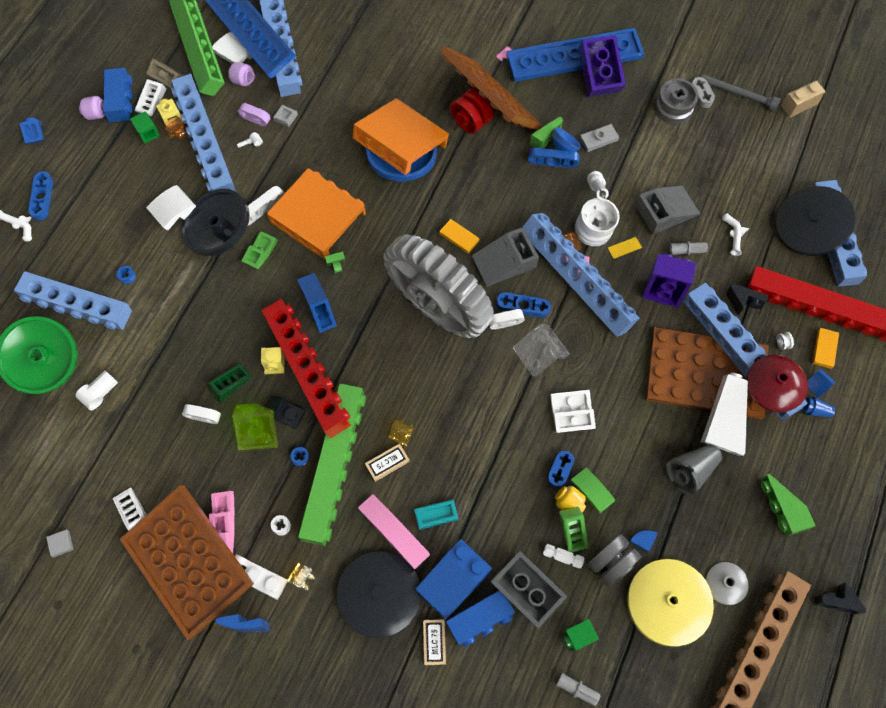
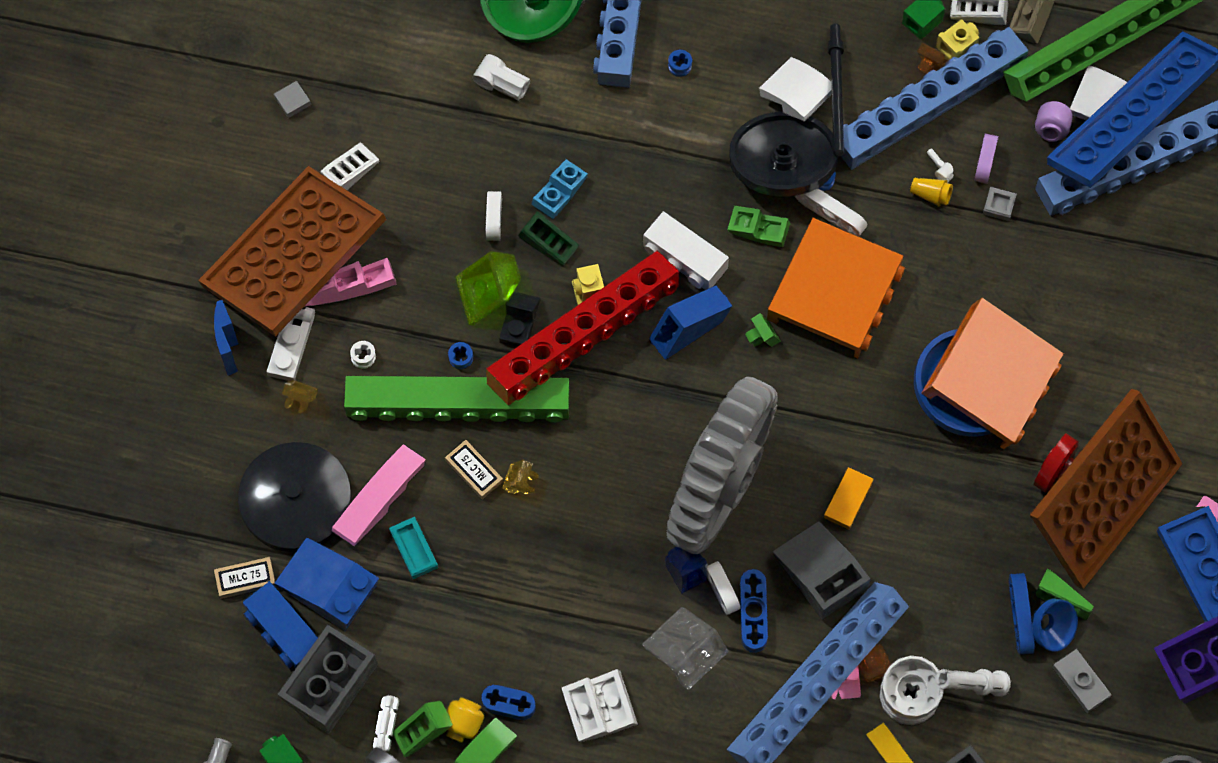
camera: 80 degrees right, 0 degrees up
(149, 180) = (835, 50): none -> black bar
(194, 368) = (560, 189): none -> dark azure slope
(265, 293) = (686, 251): none -> white brick
(266, 147) = (932, 190): none -> yellow cone
(491, 337) = (686, 568): none -> clear blue slope

